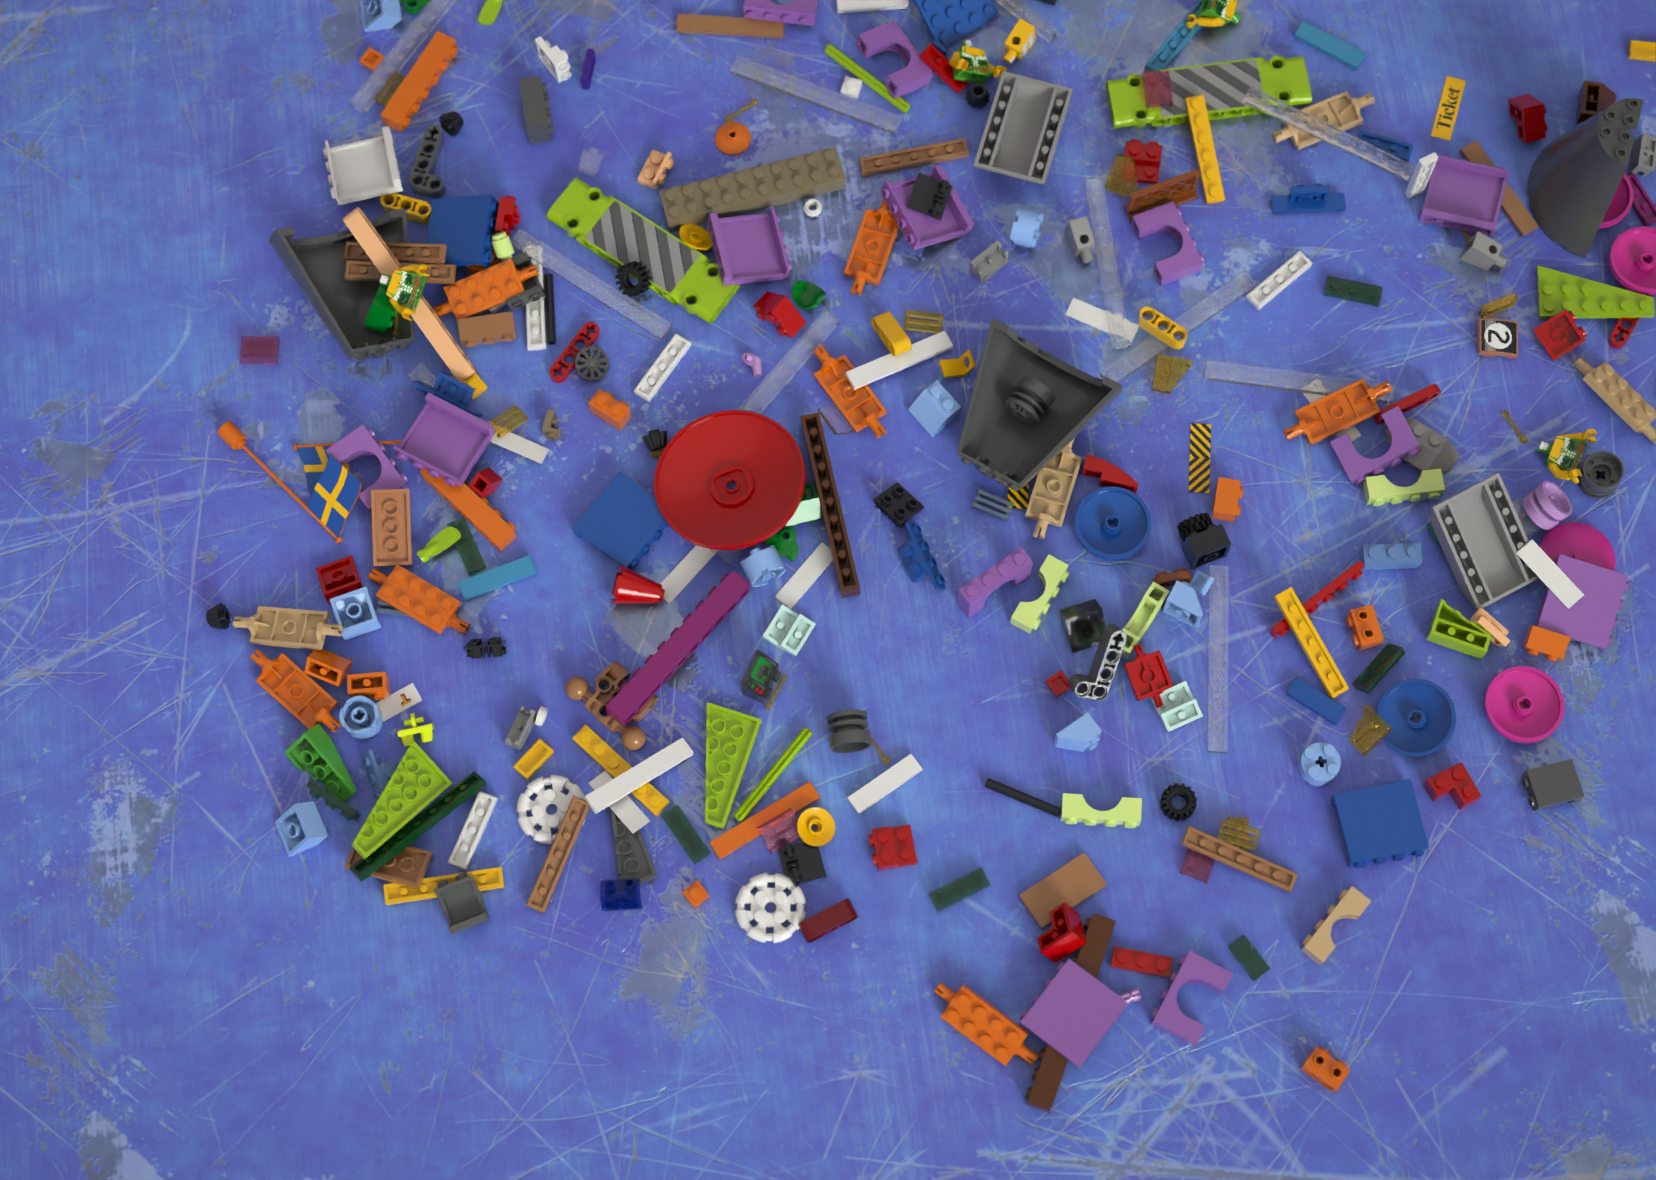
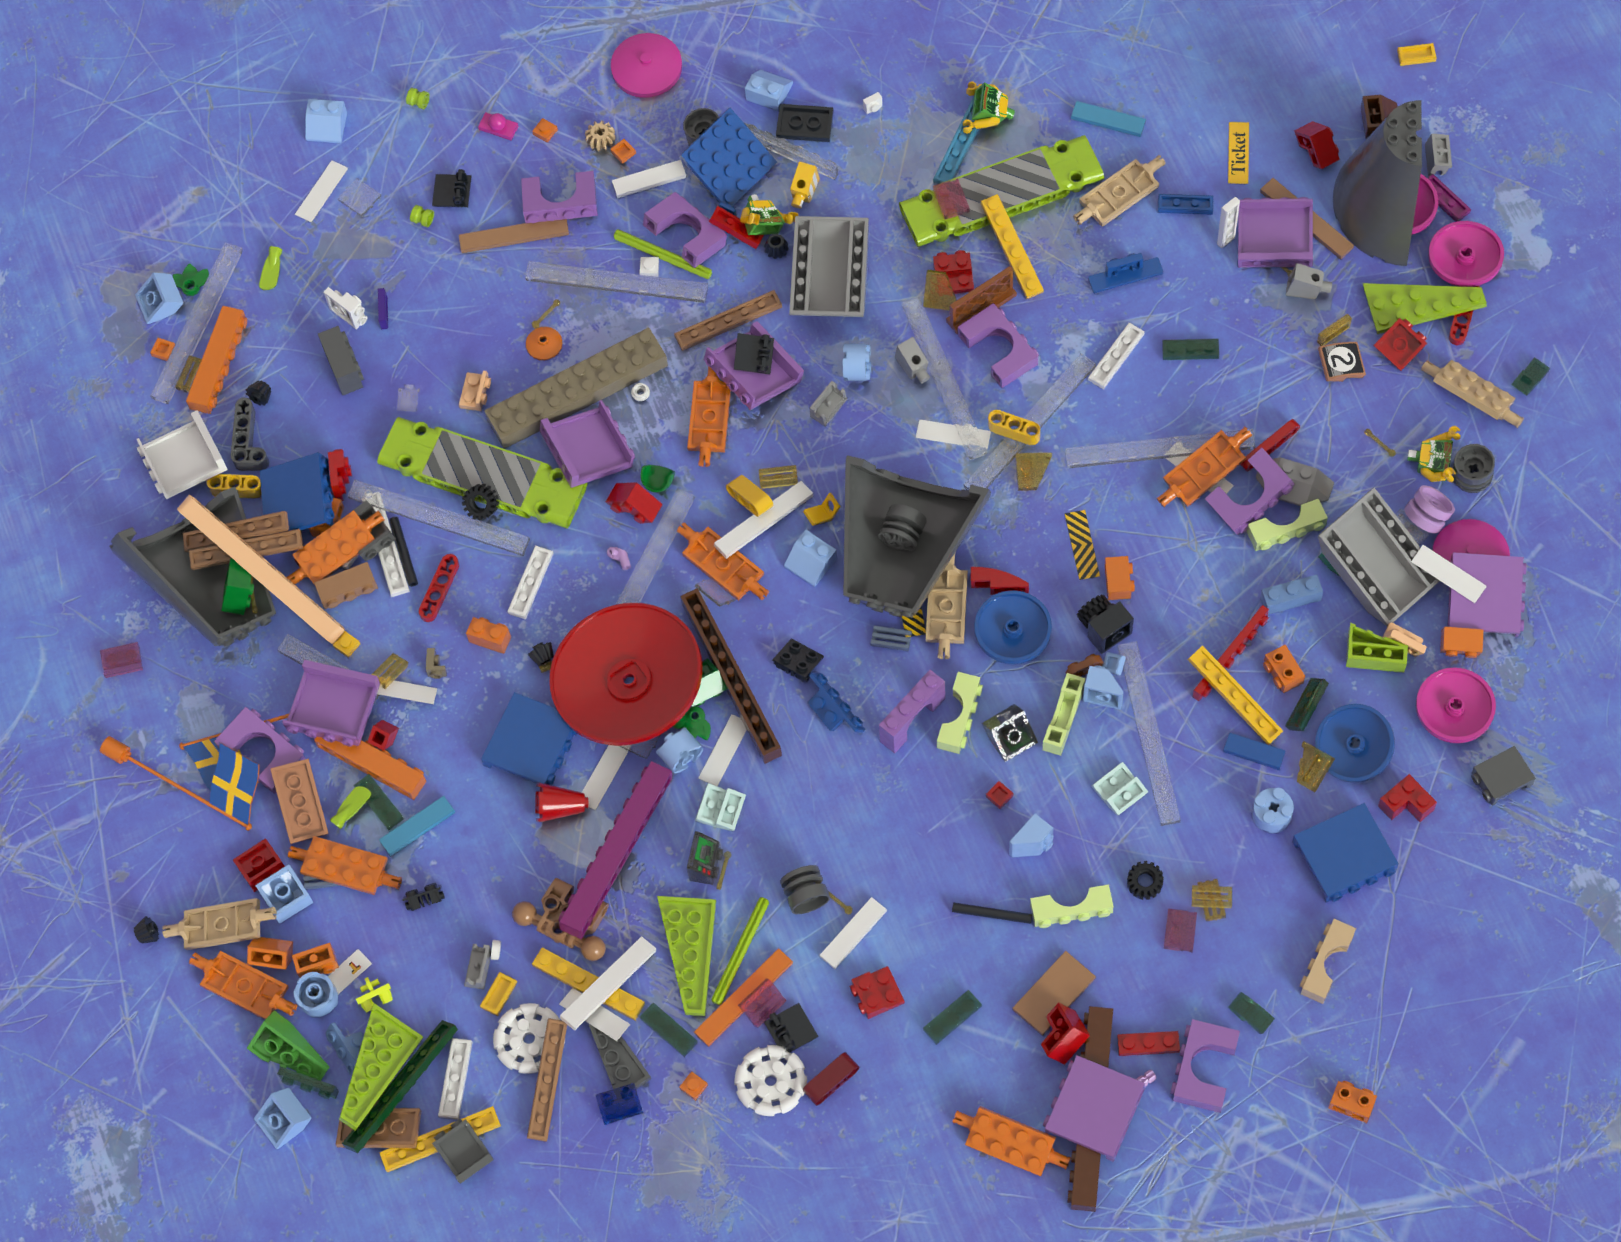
camera: 10 degrees left, 5 degrees down
(406, 288) = (257, 562): torso -> none
(450, 390) = (326, 653): blue bracket -> none
(502, 245) = (342, 499): yellowish green brick -> none
(591, 363) = (459, 594): dark grey wheel -> none
(695, 236) = (531, 447): yellow dish -> none
(822, 820) = (801, 984): yellow dish -> none
(1112, 640) = (1041, 737): dark grey beam -> none
(1148, 675) = (1084, 764): red plate -> none
(1239, 859) = (1218, 920): medium nougat tile -> none
(1328, 133) = (1128, 203): clear plate -> none

